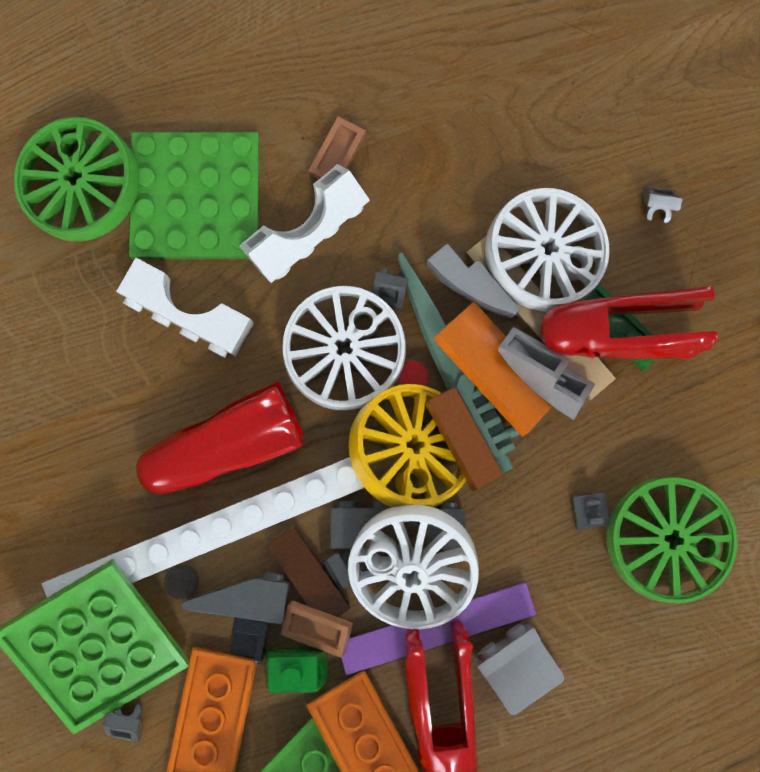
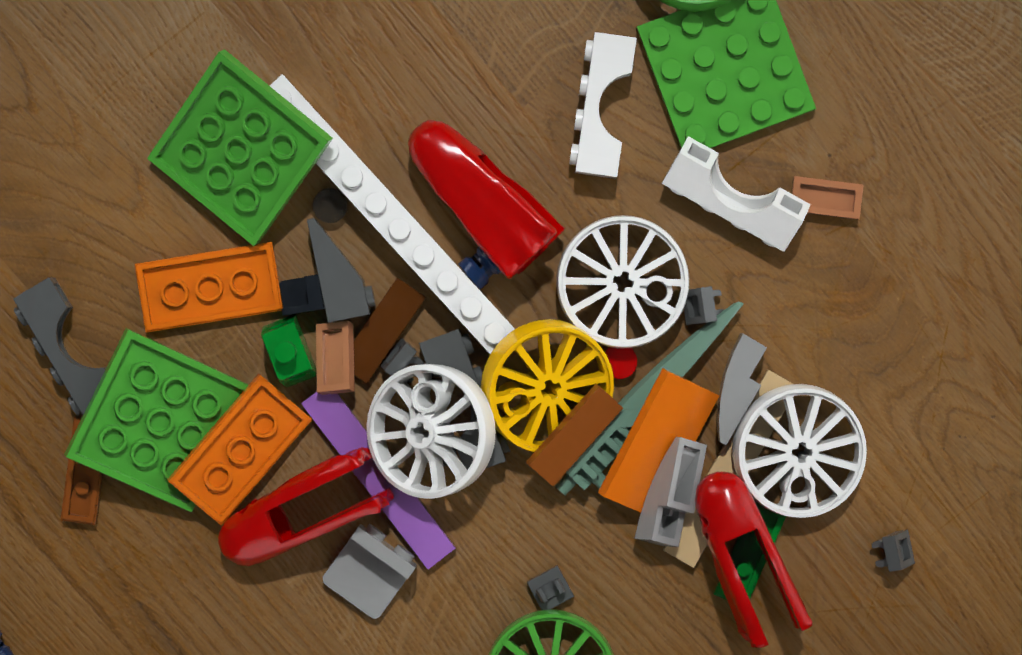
camera: 75 degrees right, 5 degrees up
(124, 726) = (172, 204): dark grey tile -> none
(289, 473) = (472, 265): none -> dark blue wheel

